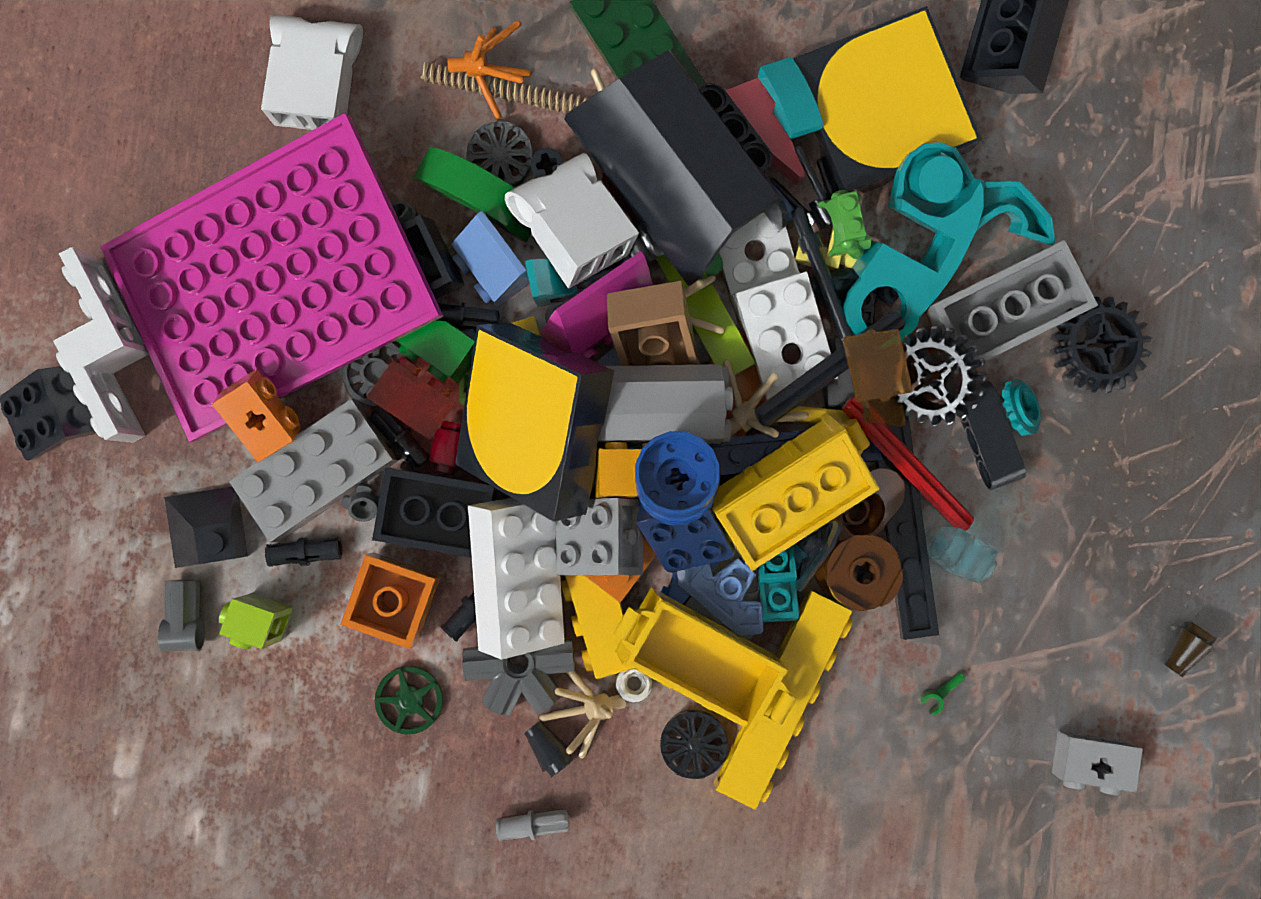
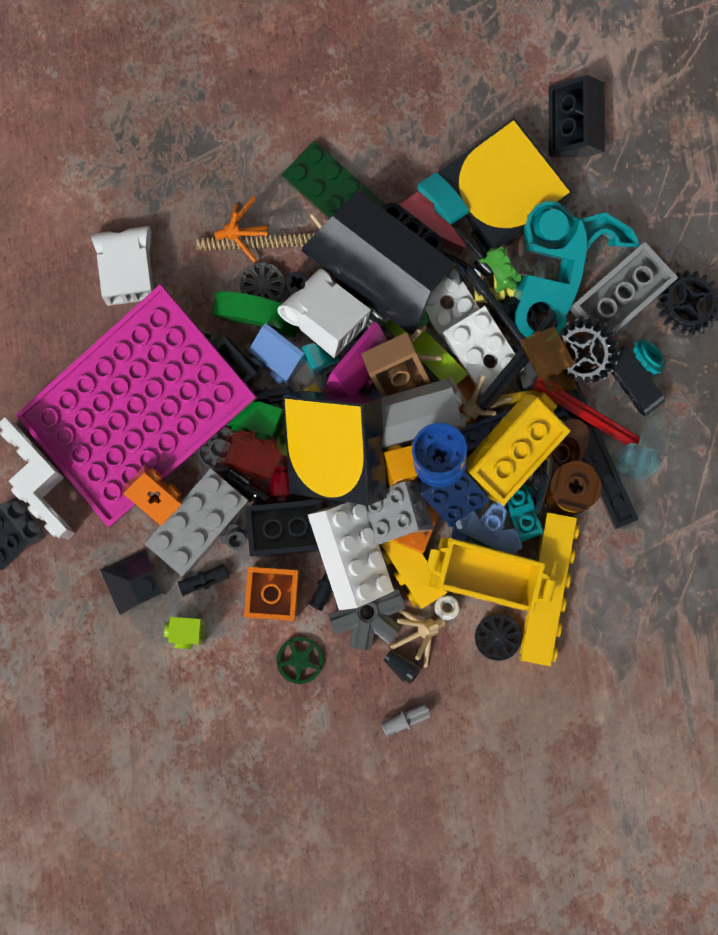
camera: 15 degrees left, 5 degrees down
(181, 623) = (135, 650): dark grey piece -> none
(941, 693) = (652, 557): green hand -> none

